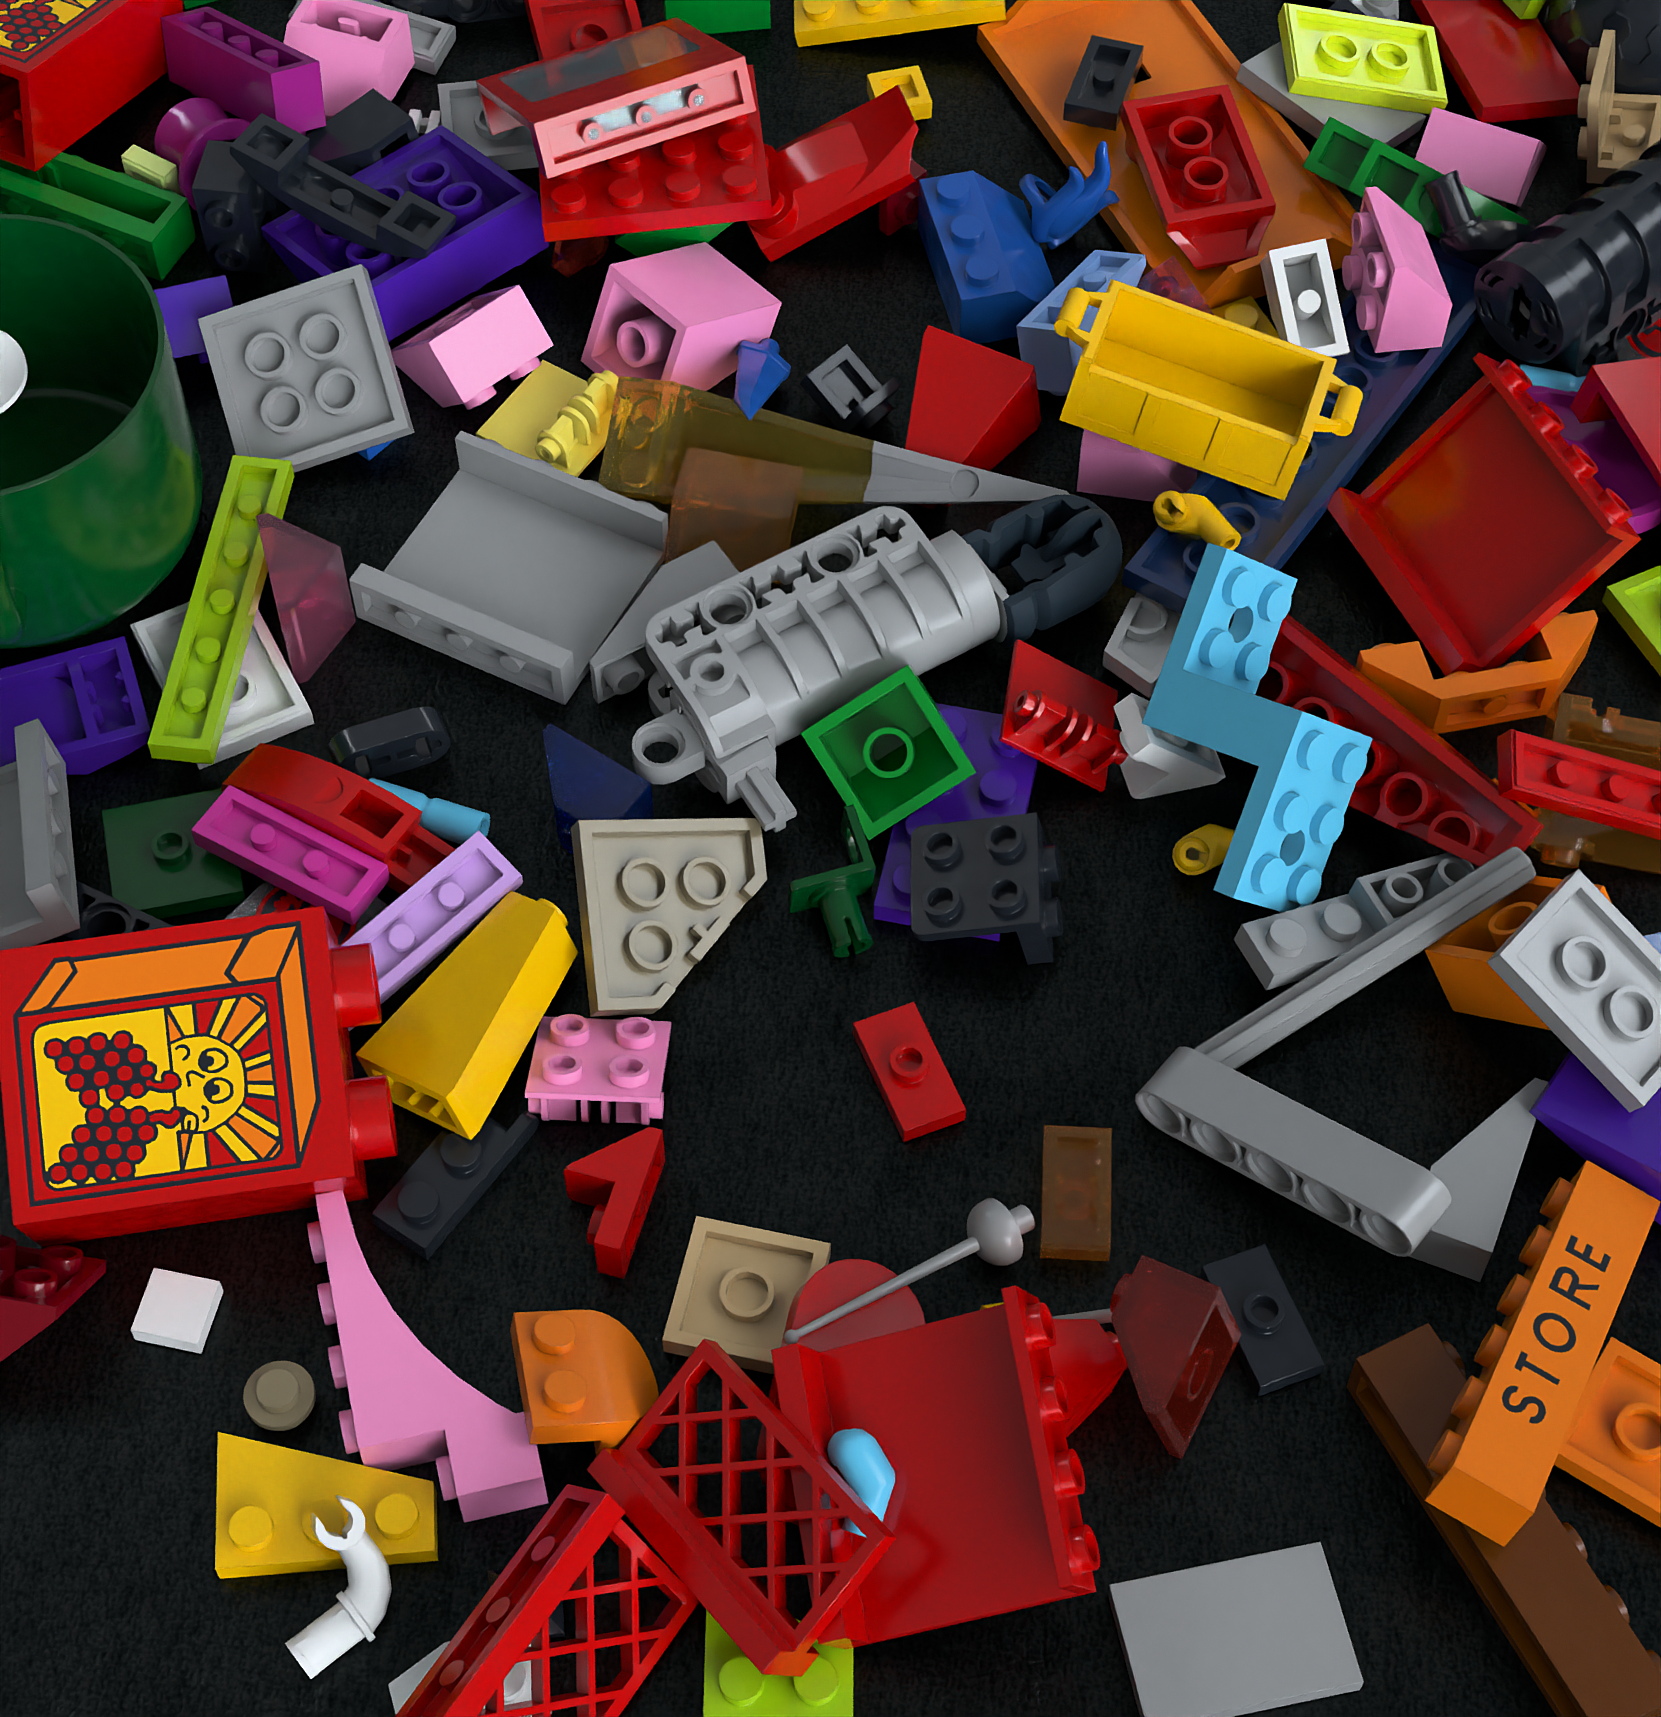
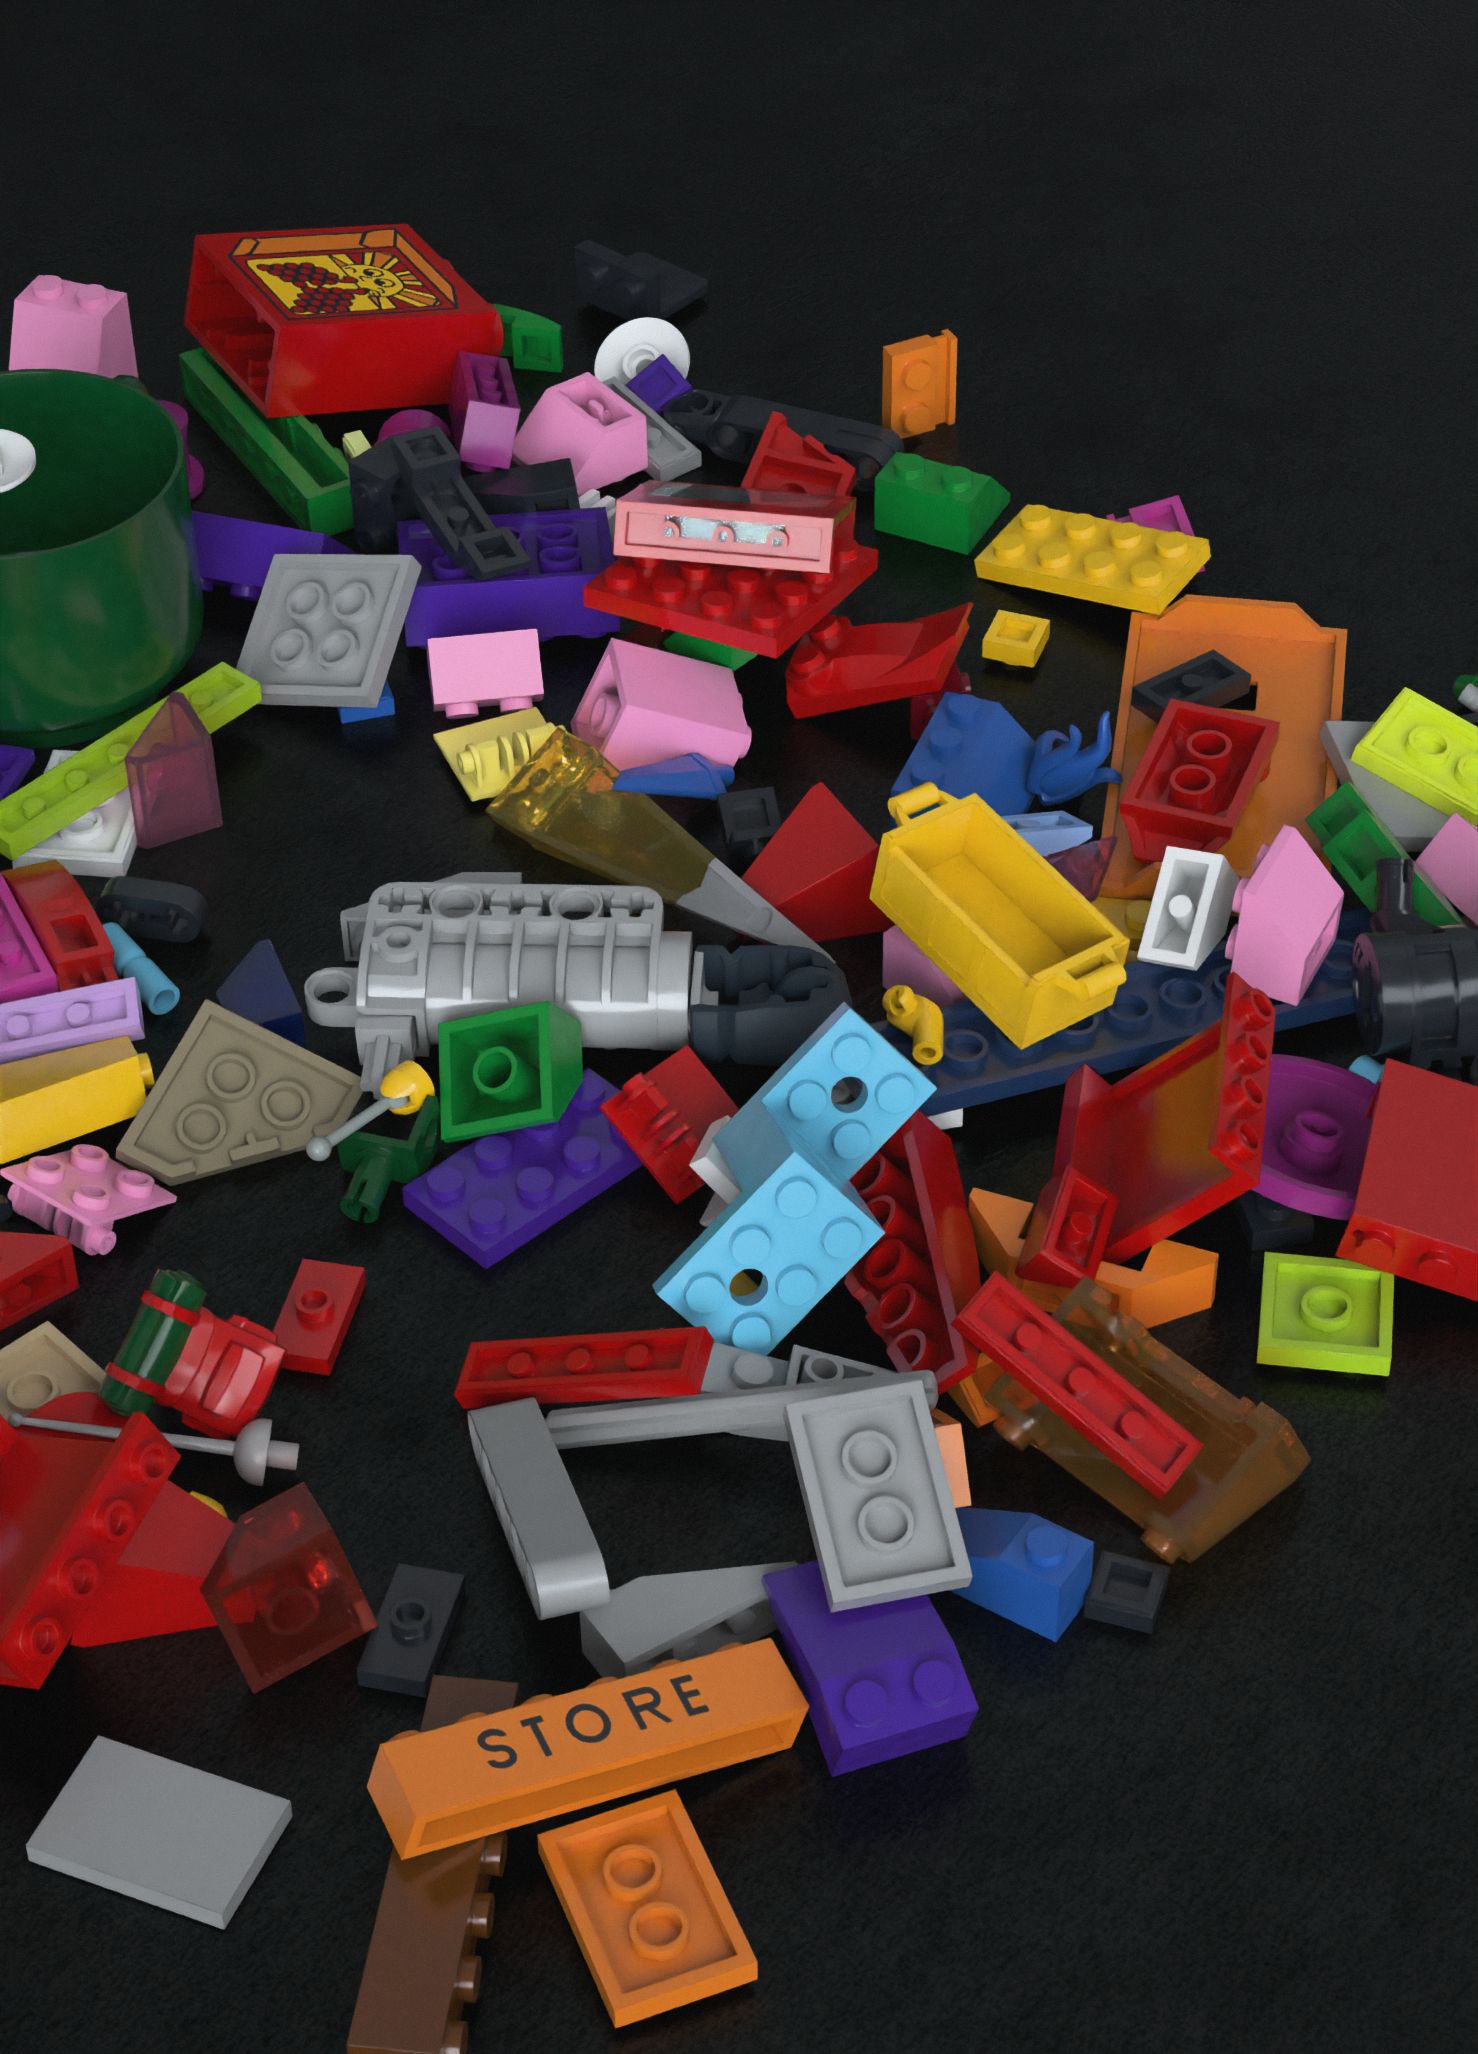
camera: 35 degrees right, 15 degrees down
(517, 569) = (362, 830): light grey panel -> none
(737, 503) = (570, 849): clear orange slope -> none
(818, 814) = (402, 1093): none -> hinge
(892, 1186) = (192, 1360): none -> red piece
(986, 882) = (507, 1206): black bracket -> none
(1076, 1193) = (356, 1459): clear orange plate -> none
(1207, 996) = (585, 1367): none -> red tile
(1472, 655) = (1067, 1230): none -> red slope

